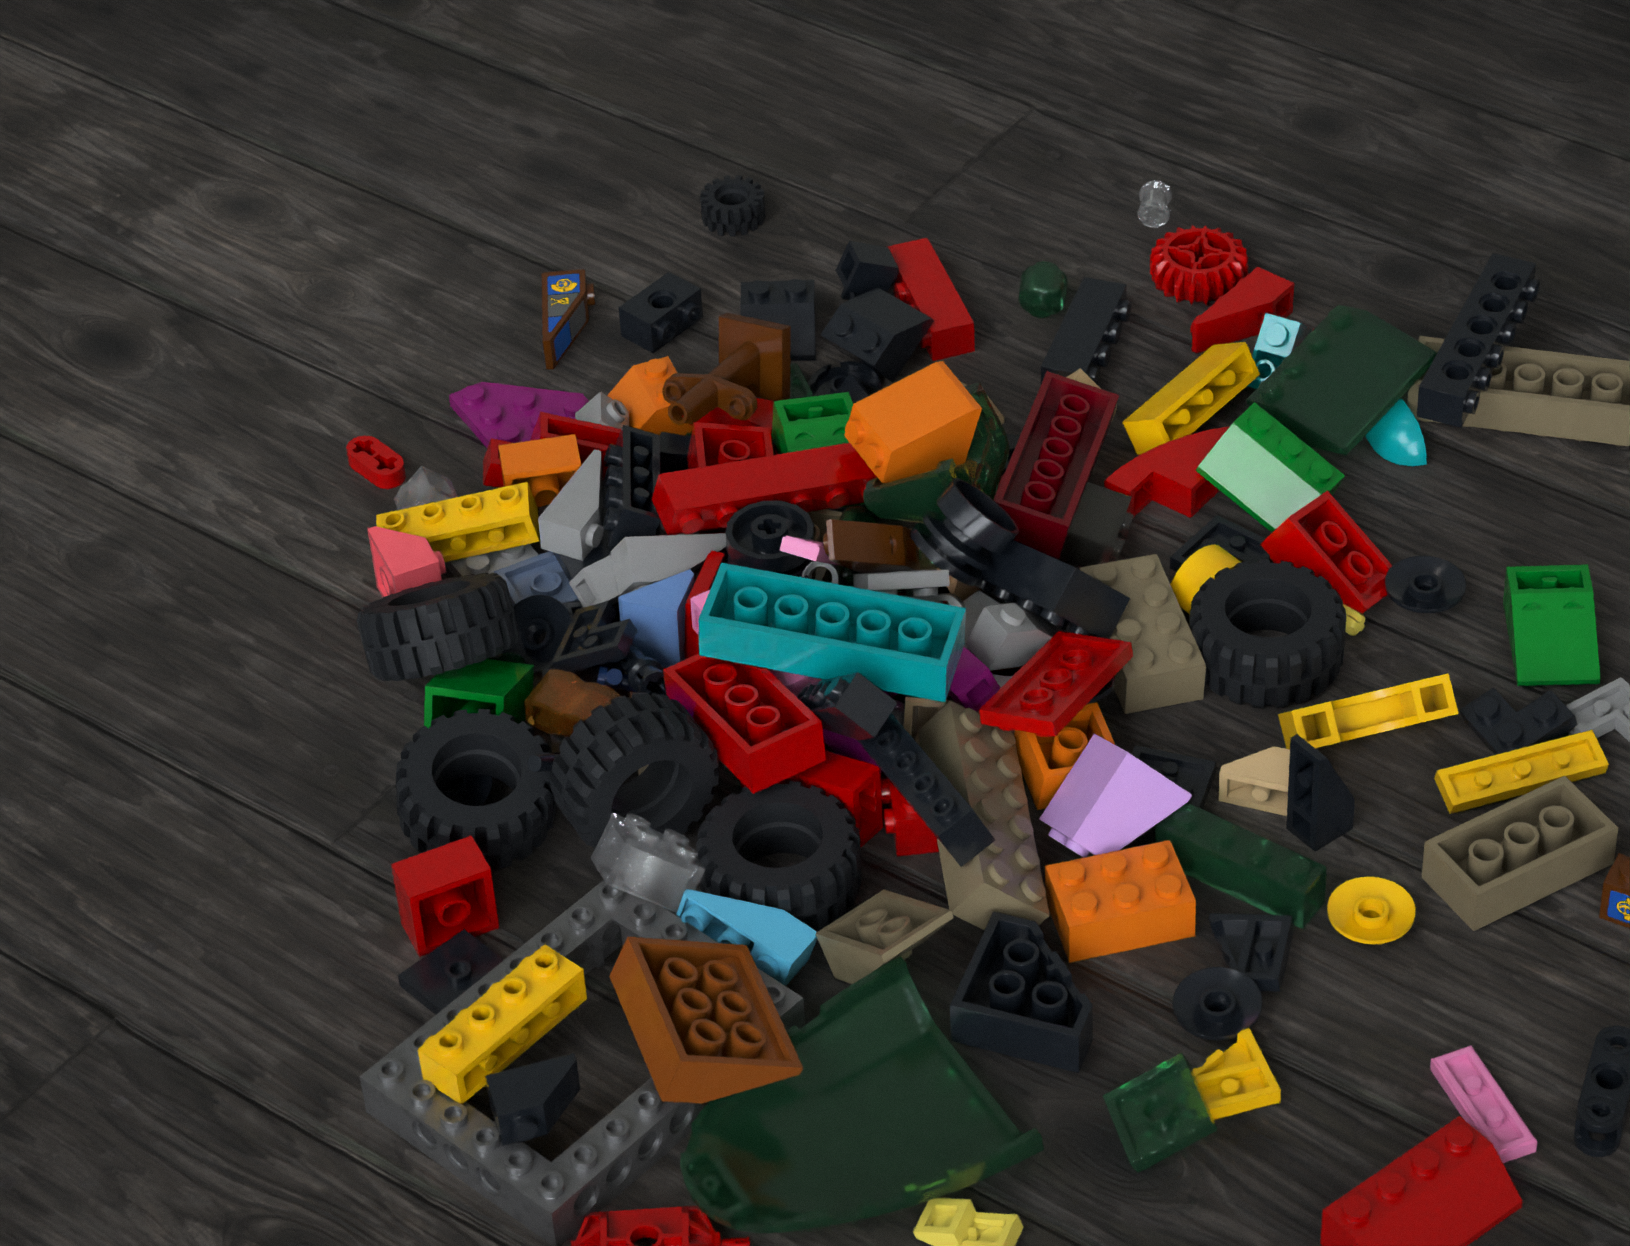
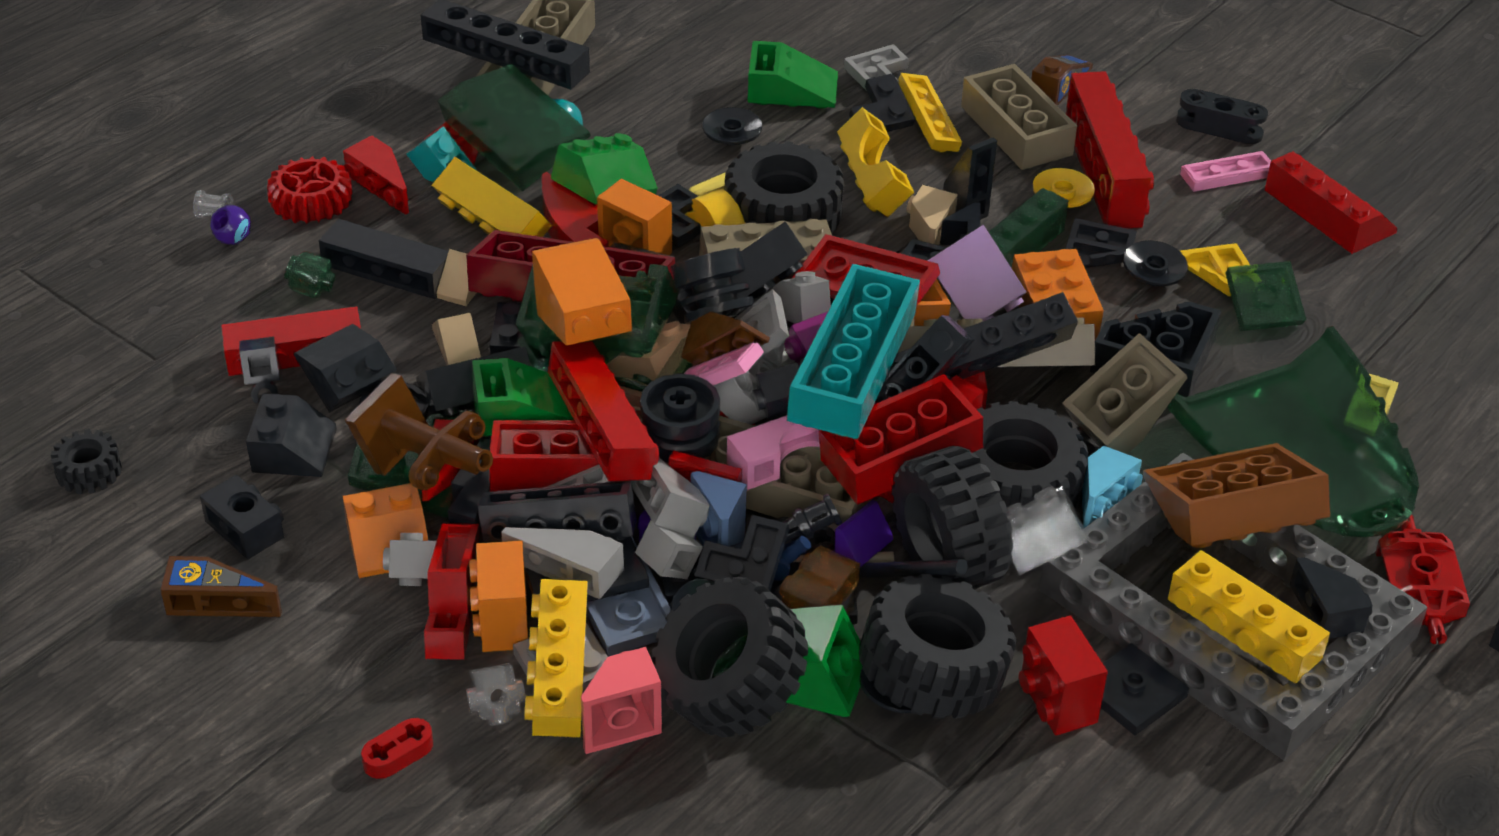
camera: 90 degrees left, 0 degrees up
(510, 410) = (358, 634): magenta plate -> none
(1116, 220) = (230, 224): none -> dark purple piece
(1167, 507) = (635, 218): none -> orange brick
(1255, 812) = (960, 224): none -> black slope
(1333, 547) = (691, 159): red slope -> none
(1451, 939) = (1109, 150): none -> red brick

